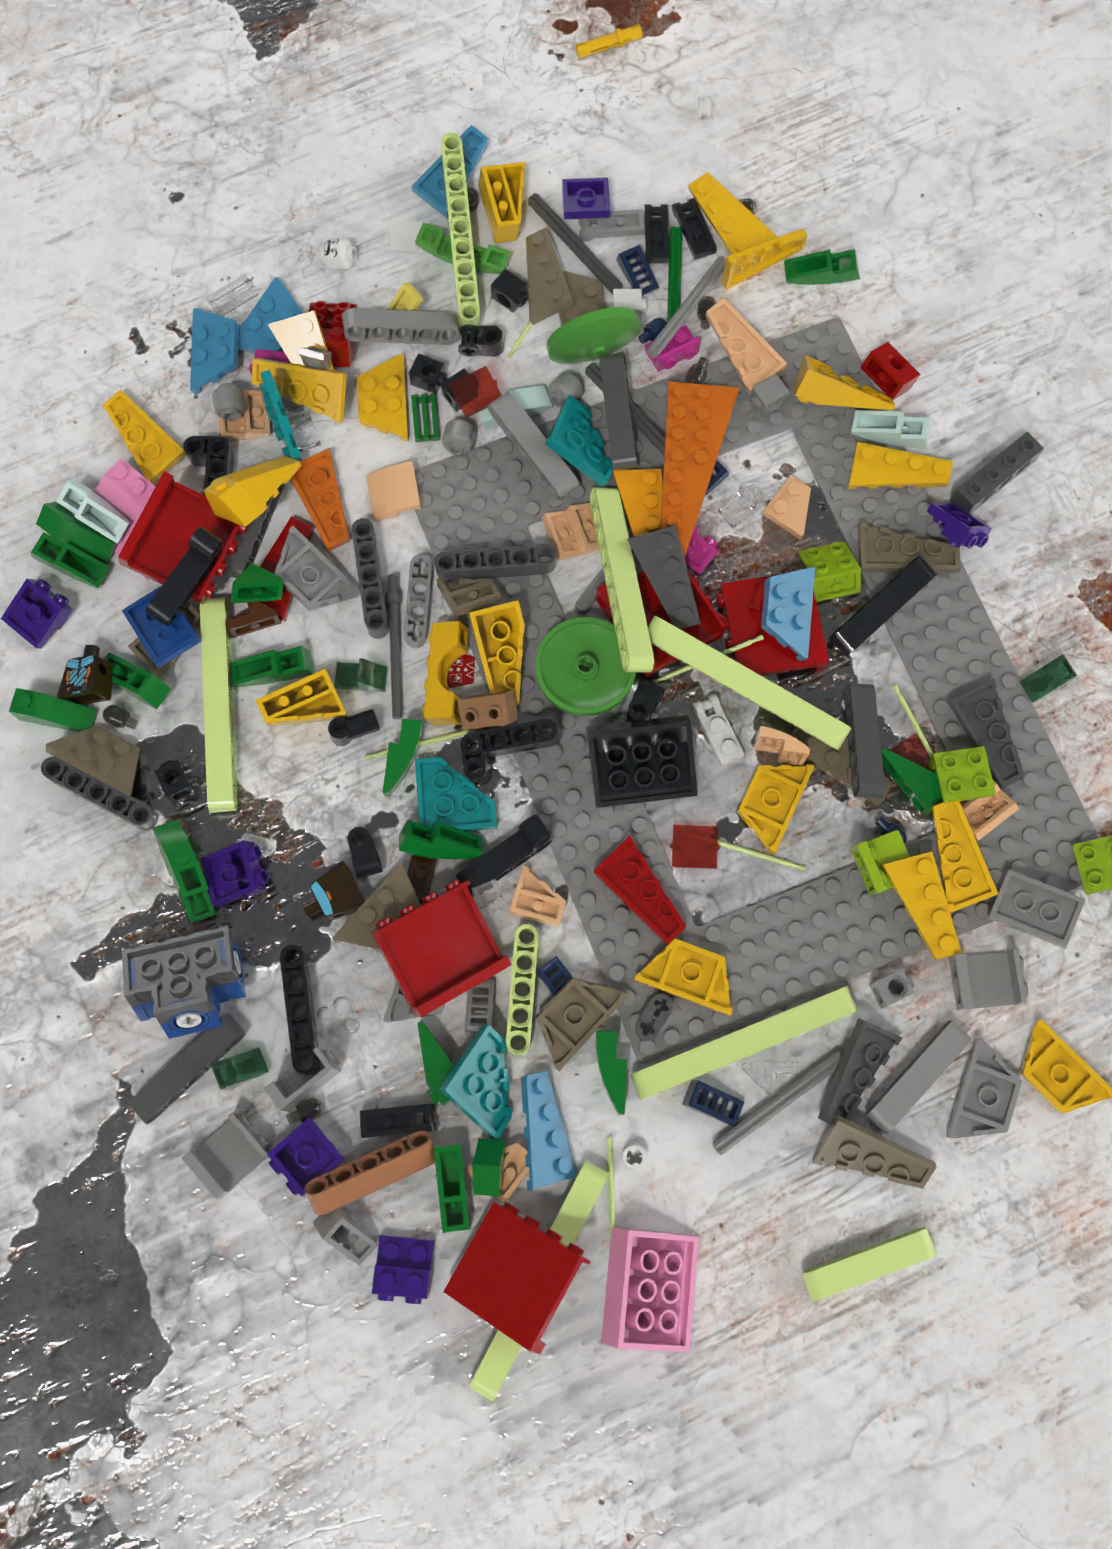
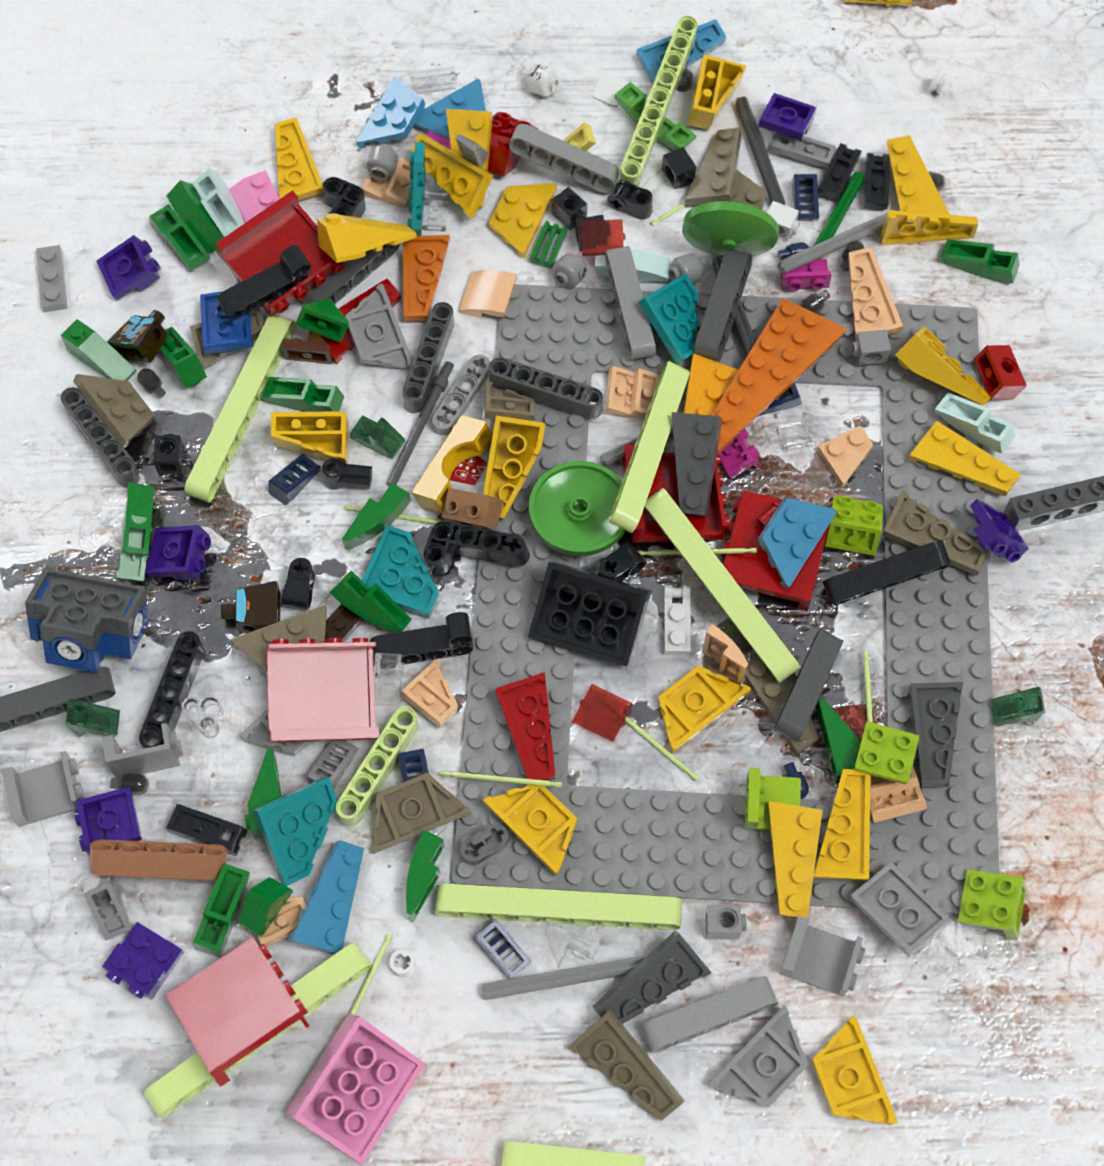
camera: 25 degrees right, 10 degrees down
(301, 767) = (286, 492): none -> dark blue slope
(639, 951) = (501, 779): none -> yellowish green piece

